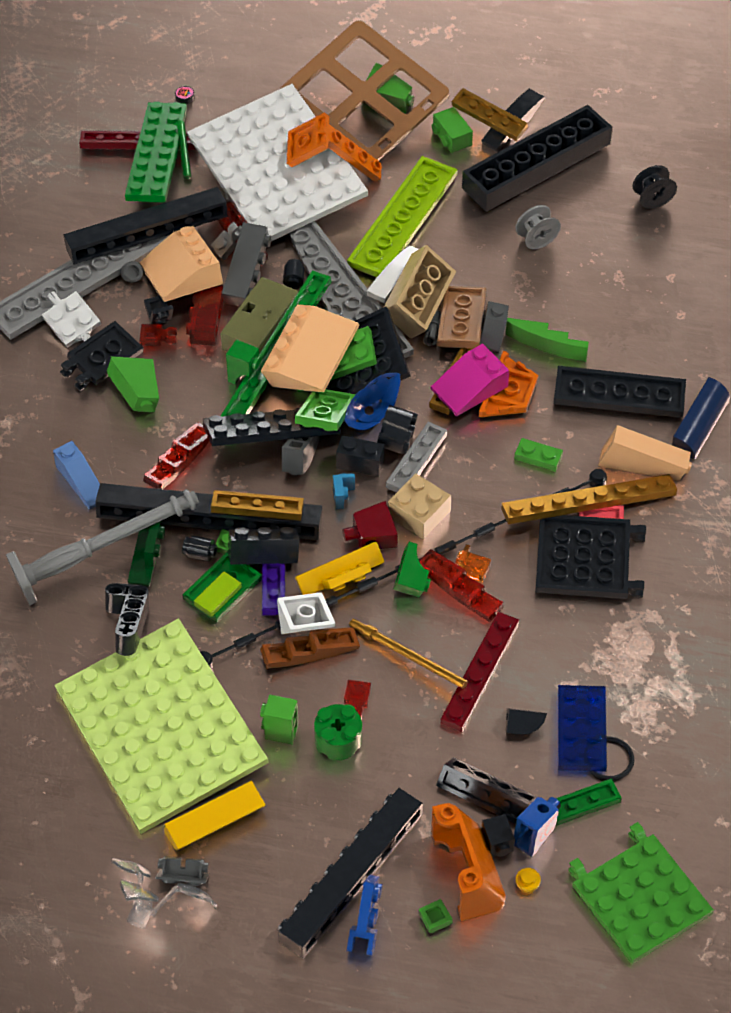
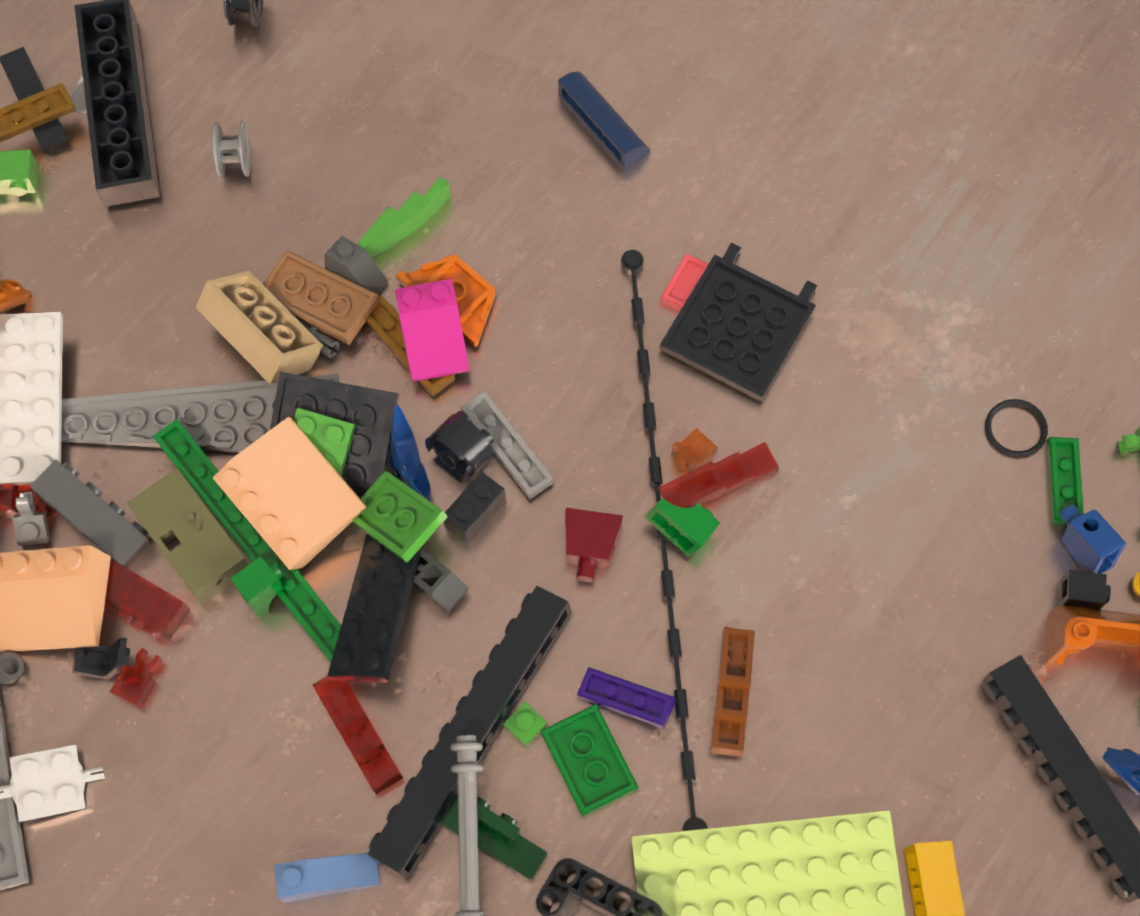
camera: 65 degrees left, 15 degrees up
(95, 354) = (132, 765): black tile -> none
(135, 381) = (210, 738): bright green slope -> none
(199, 548) = (521, 764): black brick -> none
(217, 594) = (607, 771): lime tile -> none
(257, 505) = (509, 664): pearl gold plate -> none
(263, 546) = (565, 684): black brick -> none
(280, 719) = (839, 771): bright green brick -> none
(293, 274) = (133, 463): black brick -> none
(304, 613) = (698, 677): white slope -> none
(338, 731) = (891, 701): green brick -> none
(341, 485) = (514, 556): dark azure bracket -> none
(341, 570) = (640, 605): yellow bracket -> none
(357, 695) = (823, 665): clear red plate -> none
(371, 633) = (740, 609): pearl gold bar -> none
(385, 282) = (206, 341): white slope -> none
(402, 216) = (115, 294): lime plate -> none
(419, 506) = (585, 471): tan brick -> none
(480, 671) = (846, 511): dark red plate -> none
(484, 789) = (1021, 577): black fence -> none
(523, 721) = (936, 493): black brick -> none
(538, 454) = (565, 308): bright green plate -> none
(582, 728) = (970, 437): clear blue plate -> none
(588, 499) = (663, 286): pearl gold plate -> none
(620, 391) = (520, 181): black plate -> none
(643, 455) = (630, 200): light nougat slope -> none

